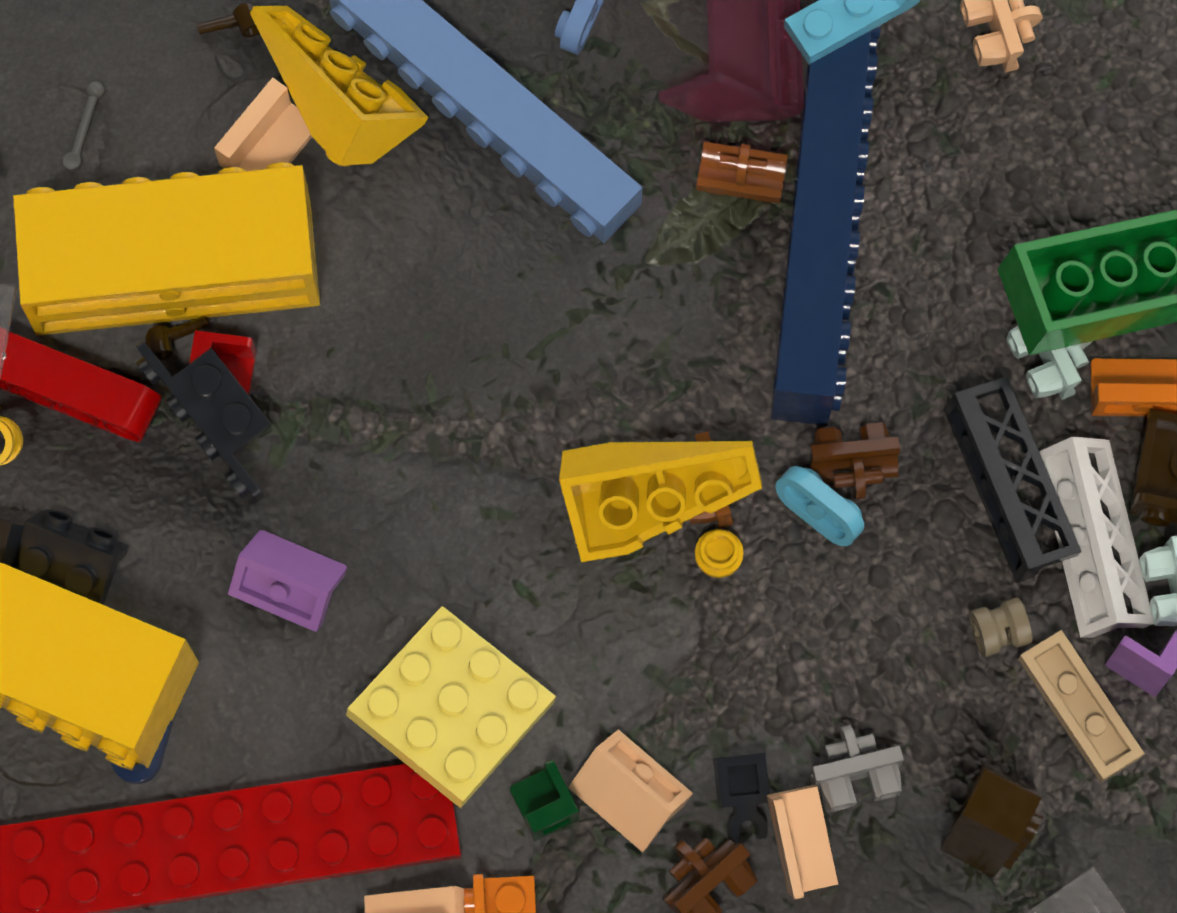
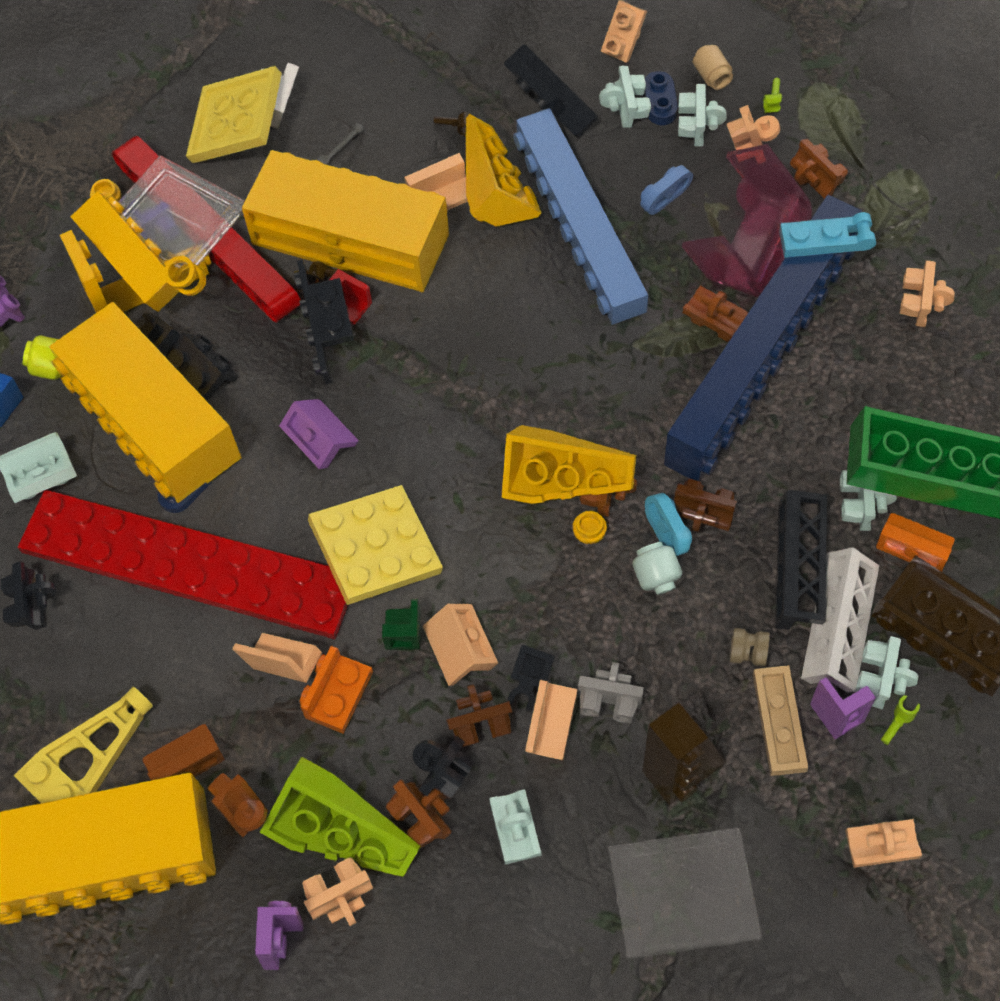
camera: 30 degrees right, 10 degrees down
(835, 572) = (657, 568): none -> light aqua head

